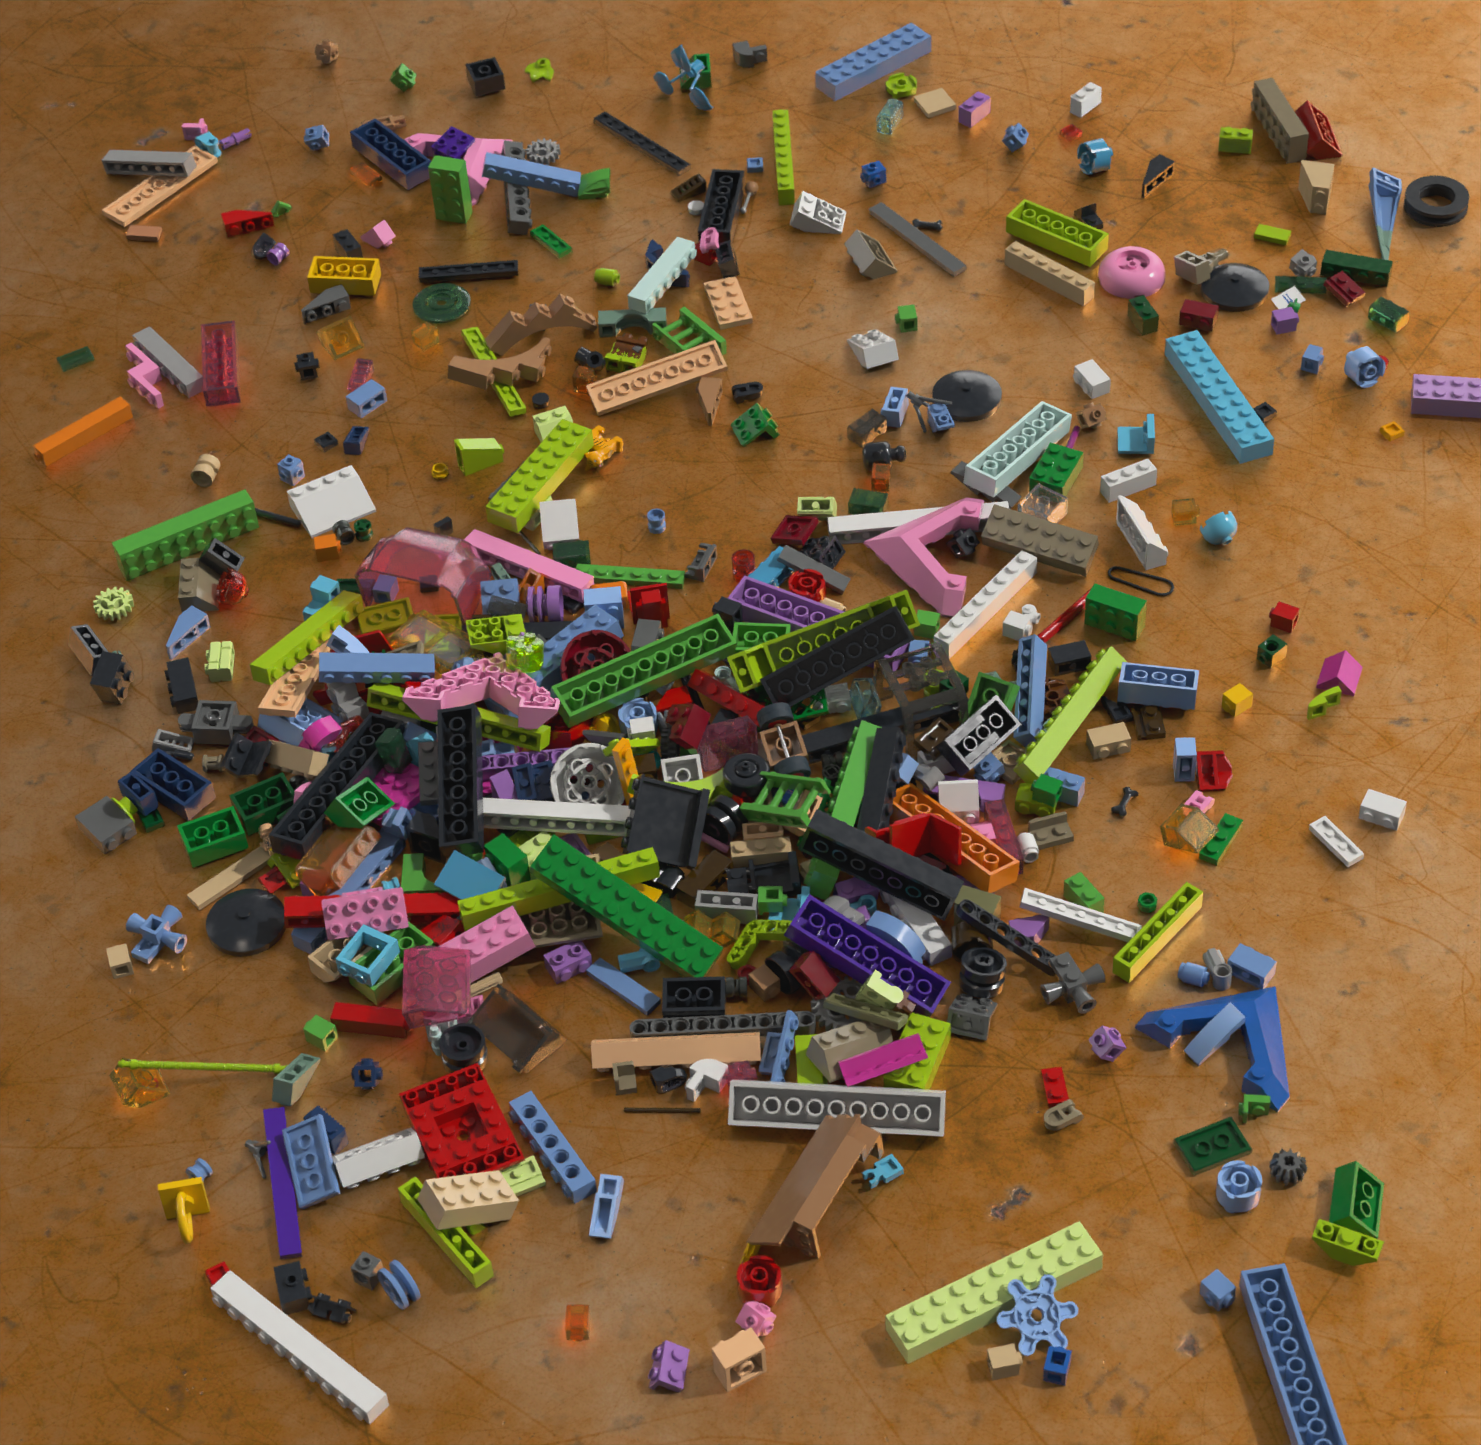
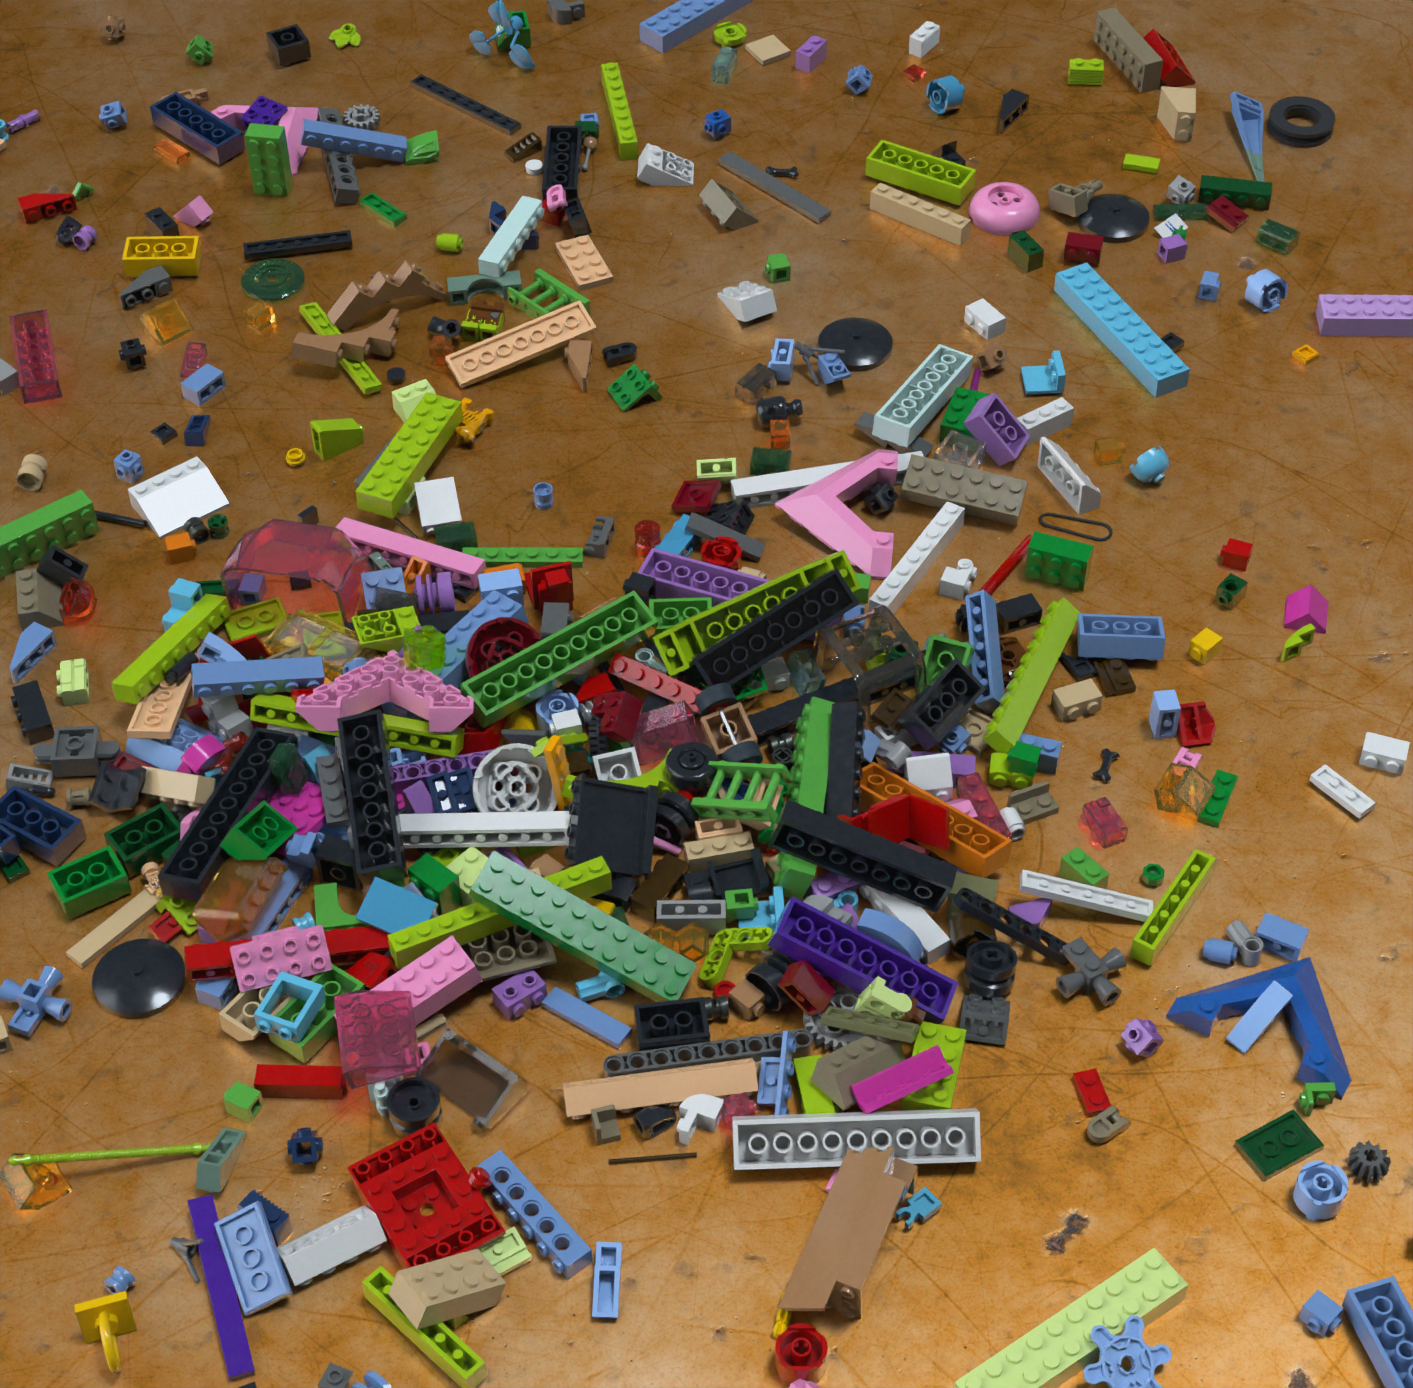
camera: 10 degrees left, 0 degrees up
(312, 655) = (181, 667): none -> black cylinder
(508, 1112) = (479, 1178): none -> red plate
(751, 173) = (588, 129): none -> dark green brick
(1081, 485) = (998, 427): none -> medium lavender brick
(1111, 853) = (1104, 823): none -> clear pink brick

